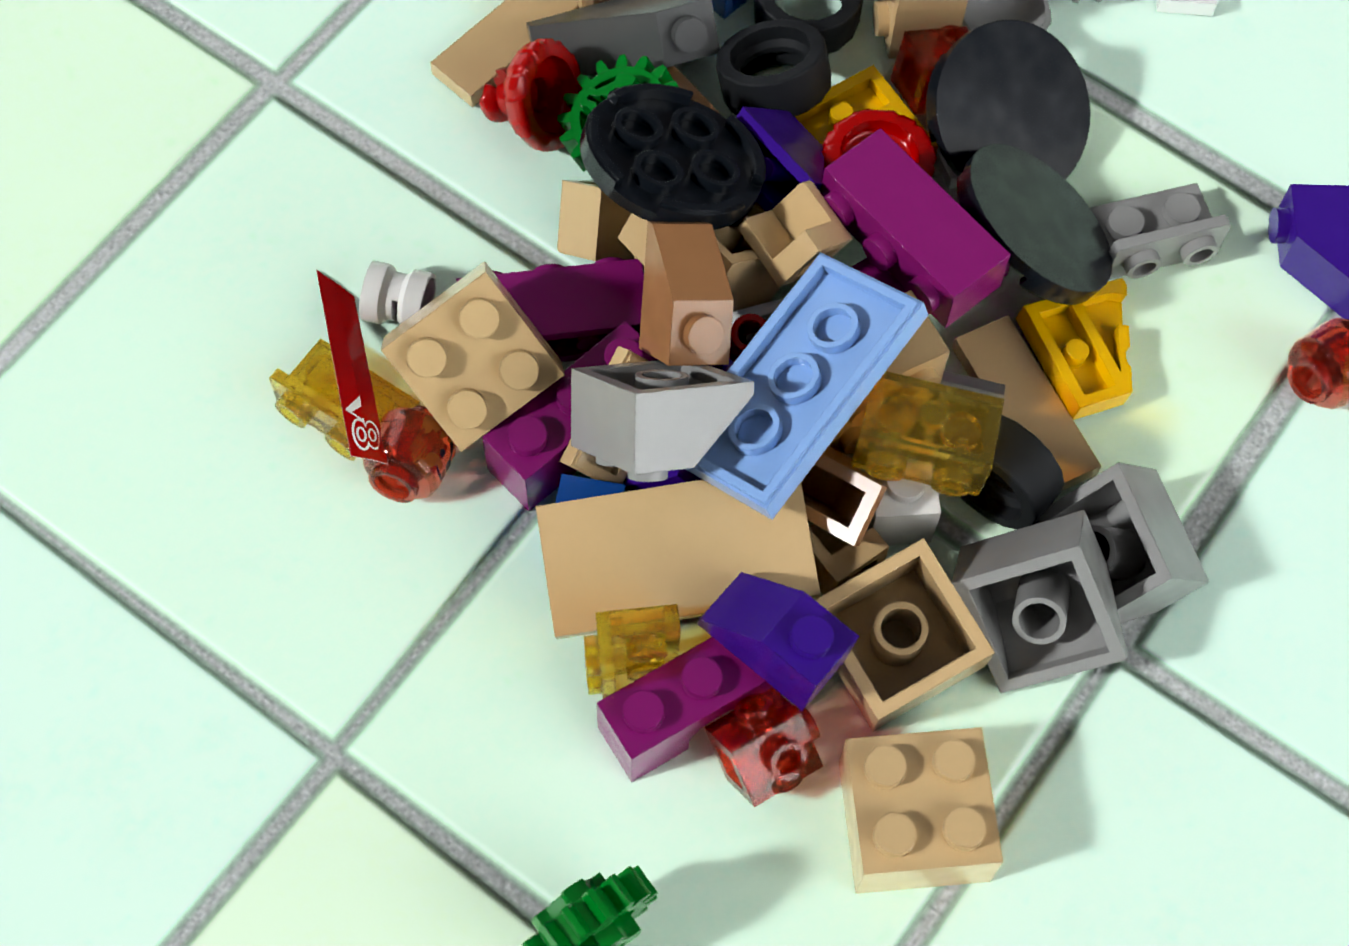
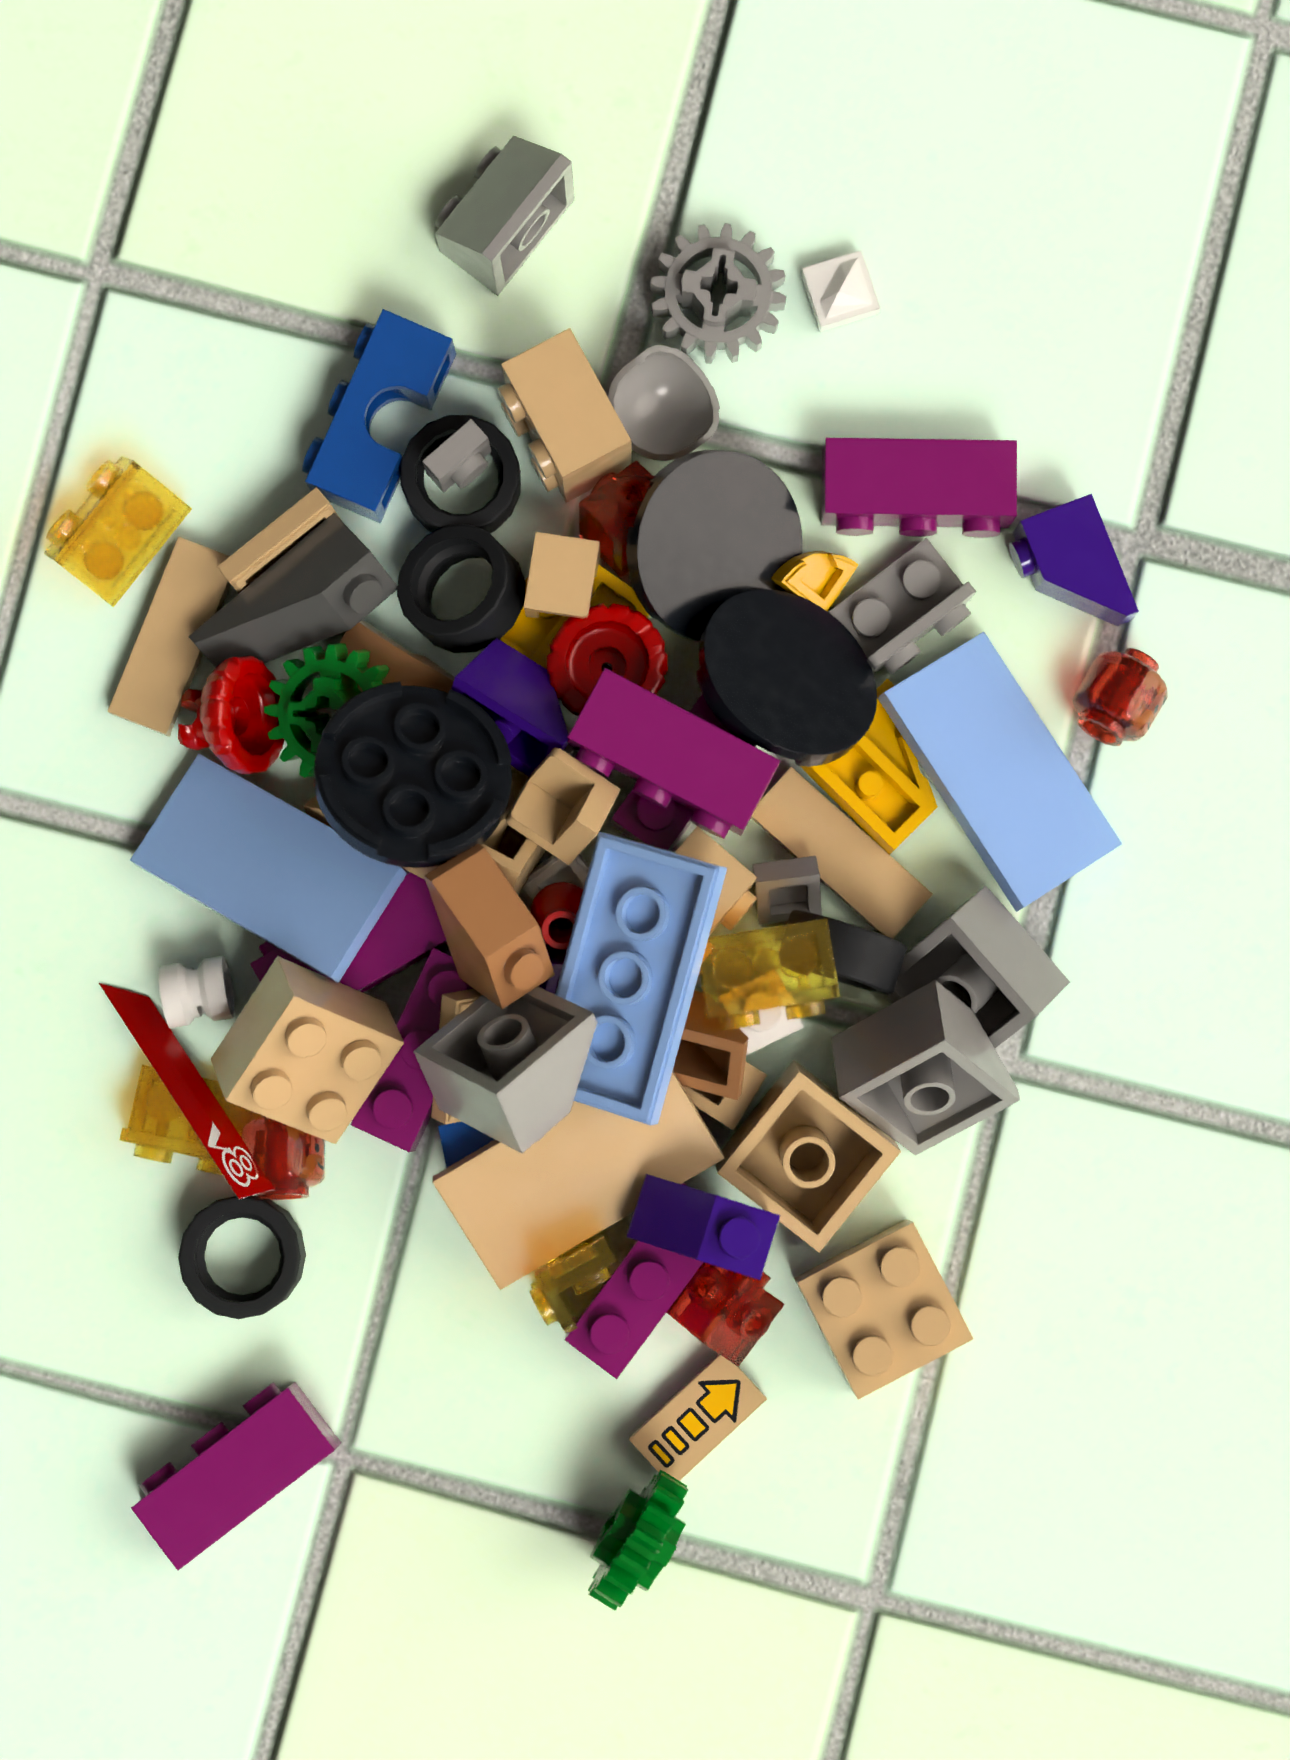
camera: 20 degrees left, 20 degrees up
(224, 717) = (234, 1473): none -> magenta brick
(317, 485) = (194, 1268): none -> black tyre
(511, 214) = (267, 867): none -> light blue tile
(696, 849) = (697, 1418): none -> tan tile
(866, 75) = (561, 576): none -> tan panel
(1089, 176) = (816, 576): none -> yellow tile
(1201, 389) = (999, 771): none -> light blue tile
(1206, 137) = (919, 485): none -> magenta brick

